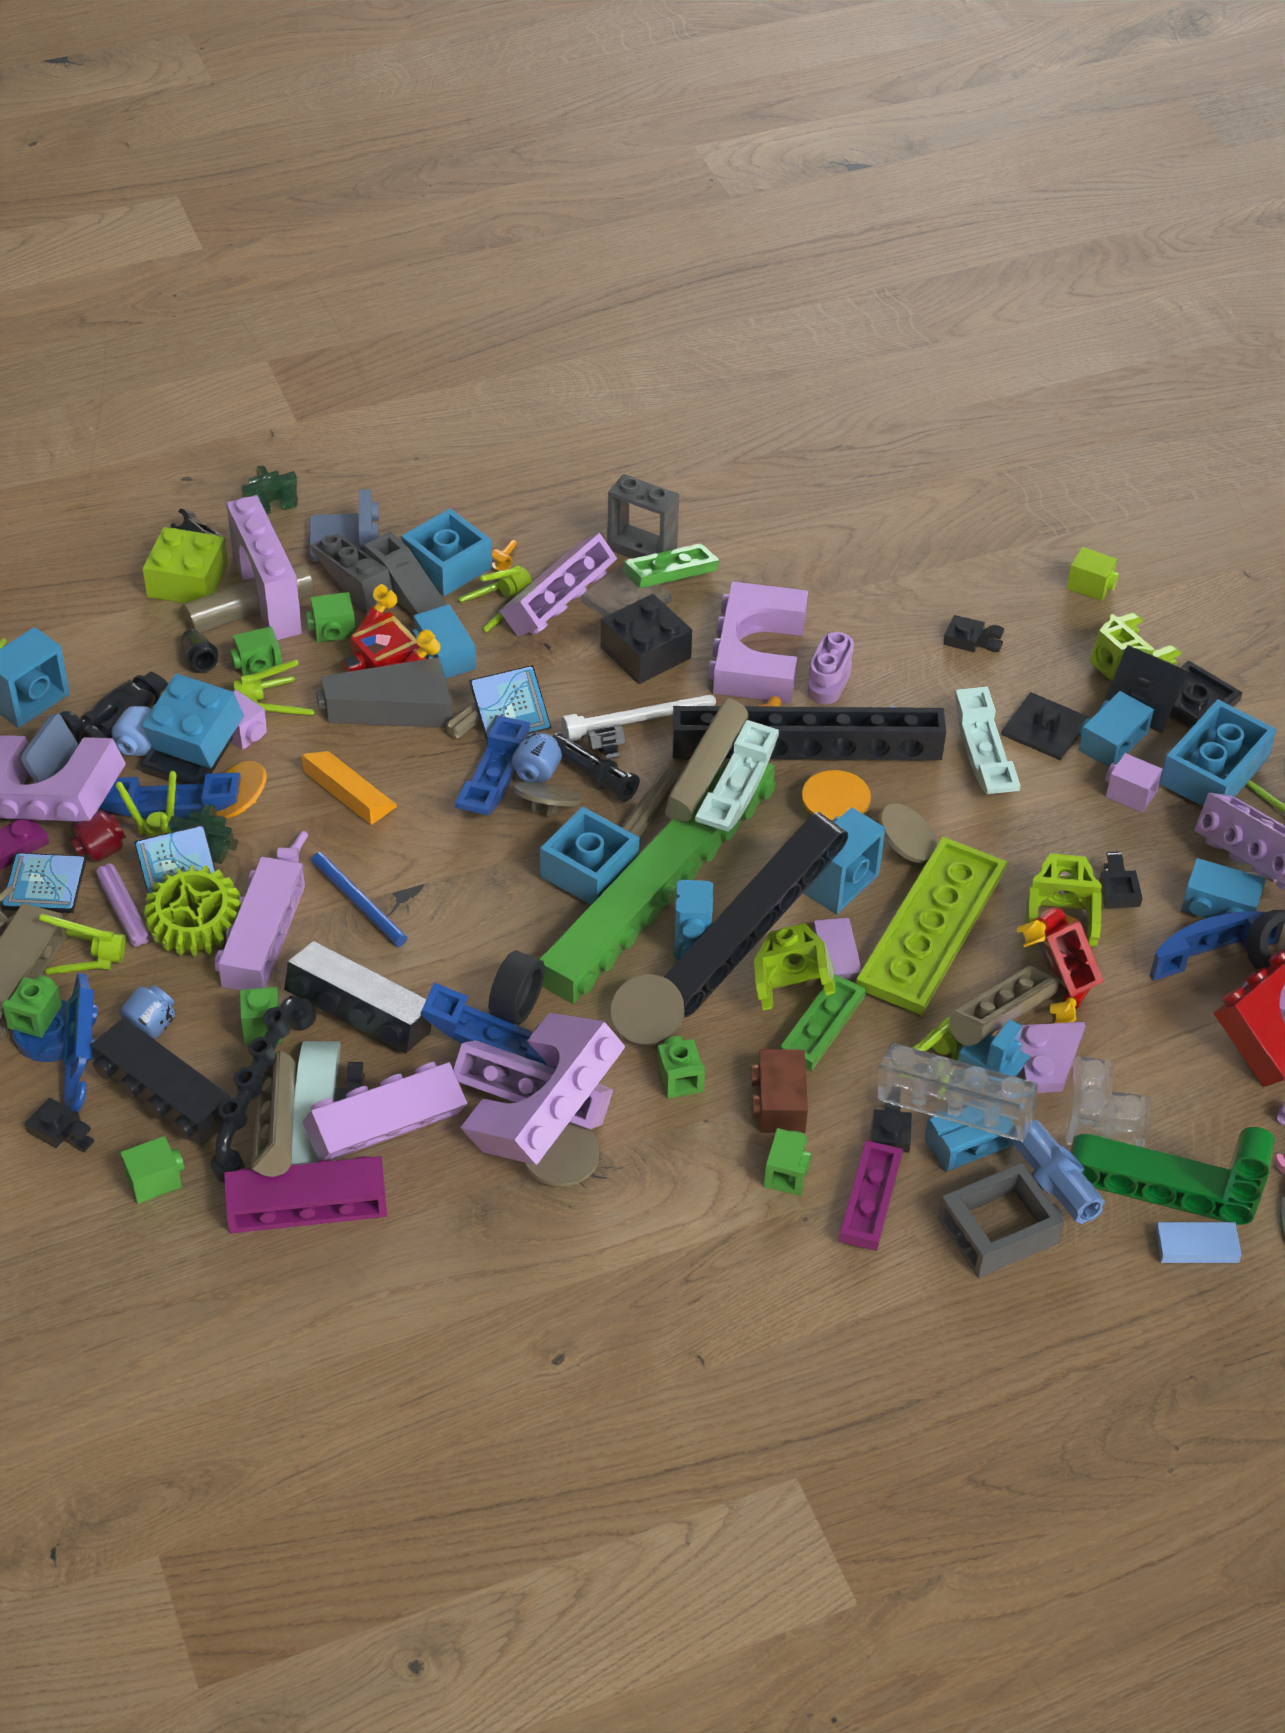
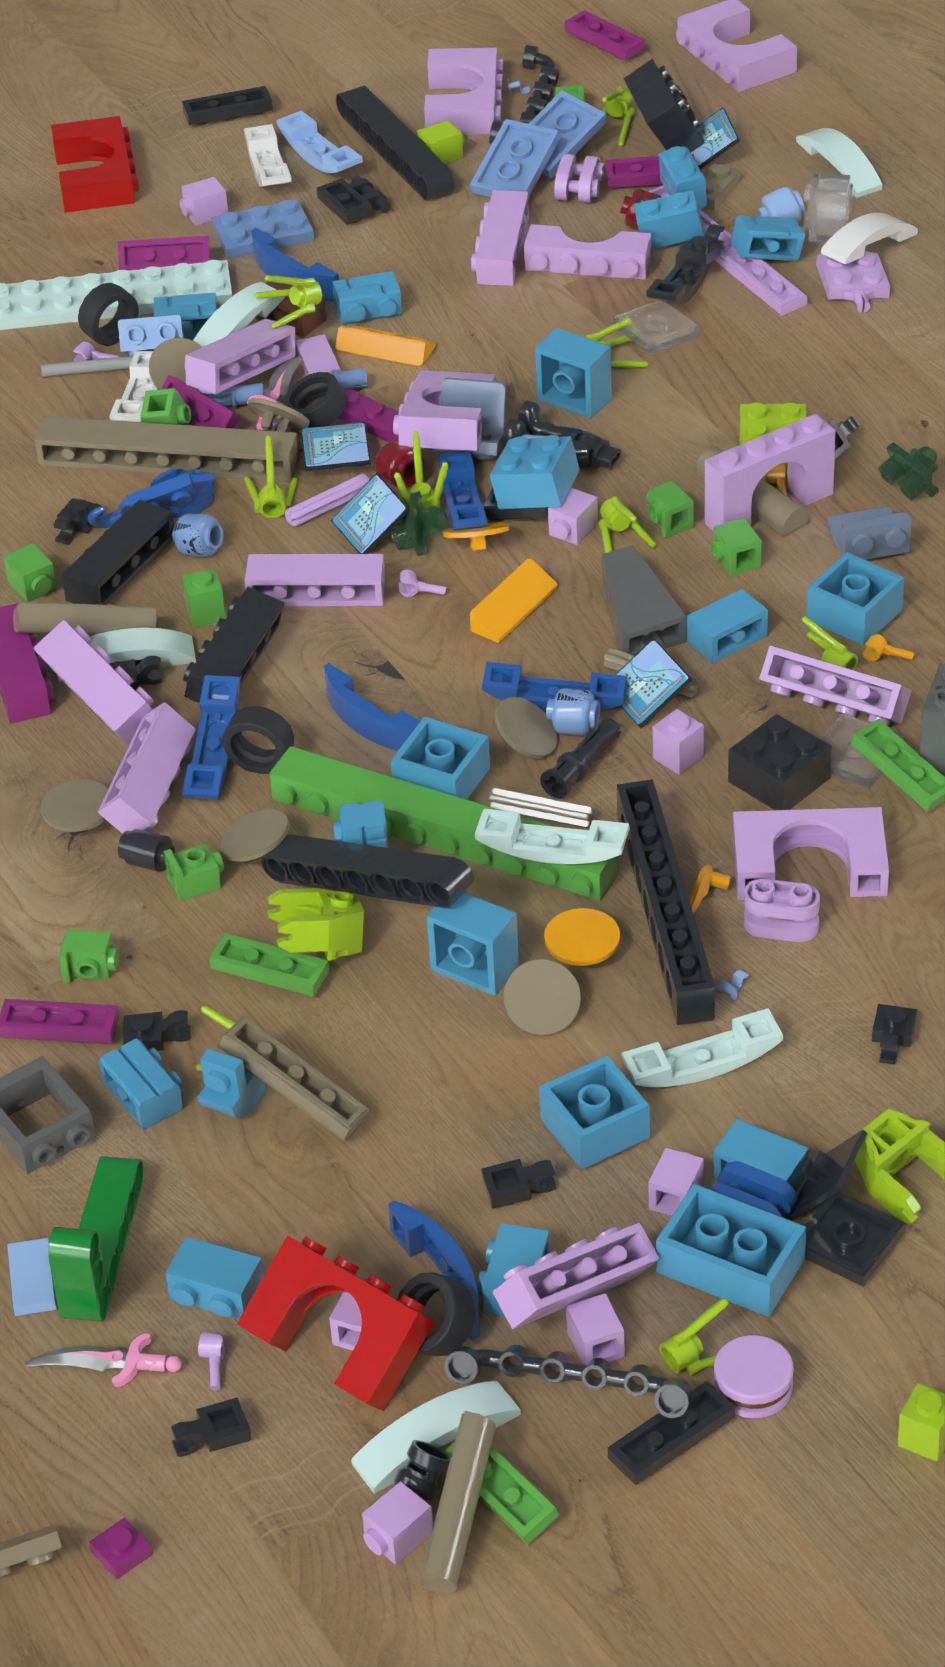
camera: 85 degrees right, 5 degrees down
(33, 1006) = (184, 460): bright green brick -> none
(176, 924) = (319, 528): lime gear -> none
(199, 651) = (662, 471): black cone -> none
(231, 576) = (777, 476): none -> light orange hand
(292, 1013) = (139, 594): black bar -> none
(352, 569) = (802, 547): dark grey slope -> none
(356, 896) = (373, 635): blue bar -> none
(384, 640) = (704, 580): torso -> none
(407, 576) = (789, 594): dark grey slope -> none
(451, 926) = (364, 716): none -> blue slope
(528, 1128) = (102, 761): lavender arch -> none
(576, 726) = (635, 737): white piece -> none
(597, 693) = (678, 741): none -> lavender brick
(607, 740) = (620, 757): plate -> none
(640, 1102) = (144, 849): none -> black brick
(706, 760) = (568, 803): dark tan brick -> none
(781, 1090) = (172, 942): copper brick -> none
(840, 946) = (373, 969): lavender tile -> none
(931, 925) = (421, 1034): lime plate -> none
(957, 1091) = (153, 1039): clear brick -> none
(1044, 726) = (767, 1105): black piece -> none
(1051, 1053) = (261, 1143): lavender wing -> none
(1058, 814) = (594, 1112): none -> dark azure brick
(1060, 1174) = (66, 1150): medium blue piece -> none
(1066, 956) = (374, 1121): red torso -> none
(1080, 888) = (489, 1130): lime piece -> none
(1103, 1112) = (184, 1173): clear brick -> none
(1144, 739) = (756, 1188): none -> blue brick
(1220, 1097) = (213, 1277): none -> dark azure brick

